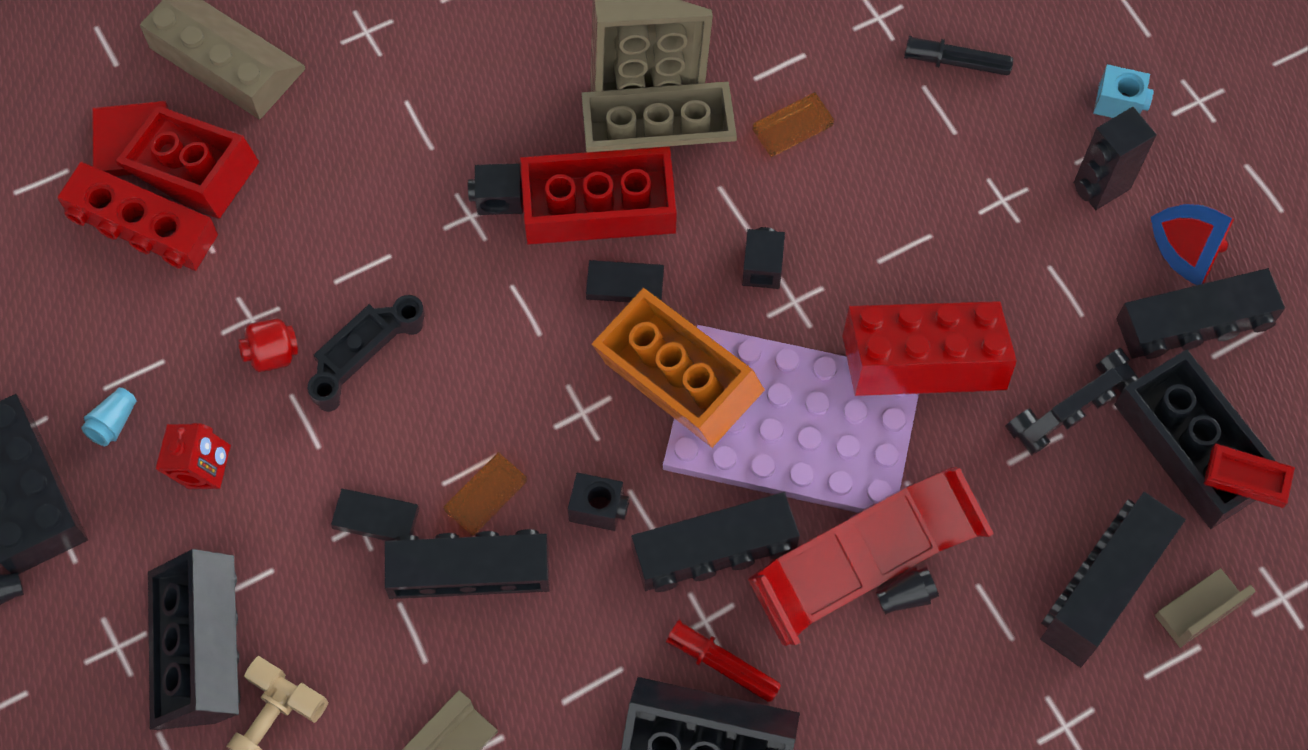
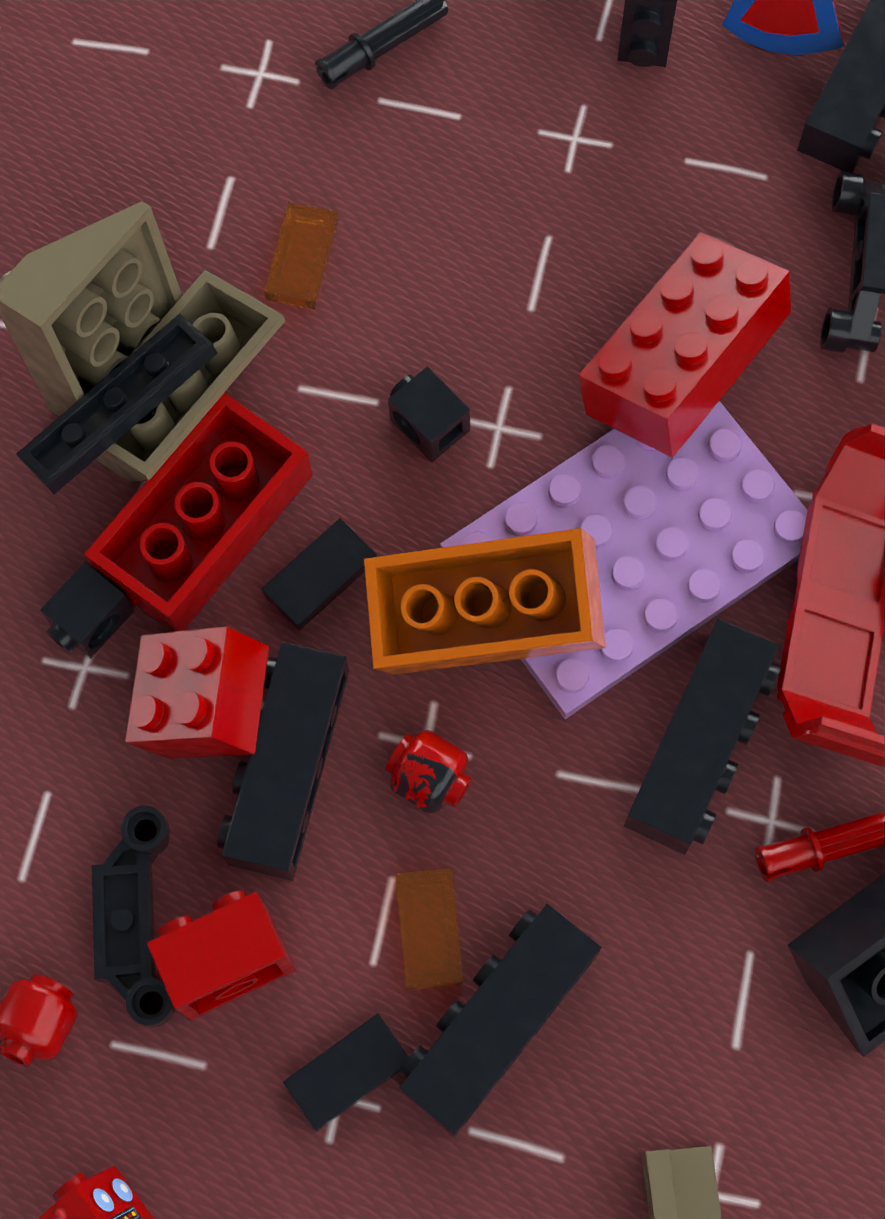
camera: 45 degrees left, 5 degrees up
(376, 399) = (220, 954): none -> red brick
(500, 273) = (197, 693): none -> red brick
(508, 348) = (288, 762): none -> black brick
(566, 421) = (428, 771): none -> red head
(589, 487) = (538, 839): black brick -> none
(613, 102) = (117, 403): none -> black tile

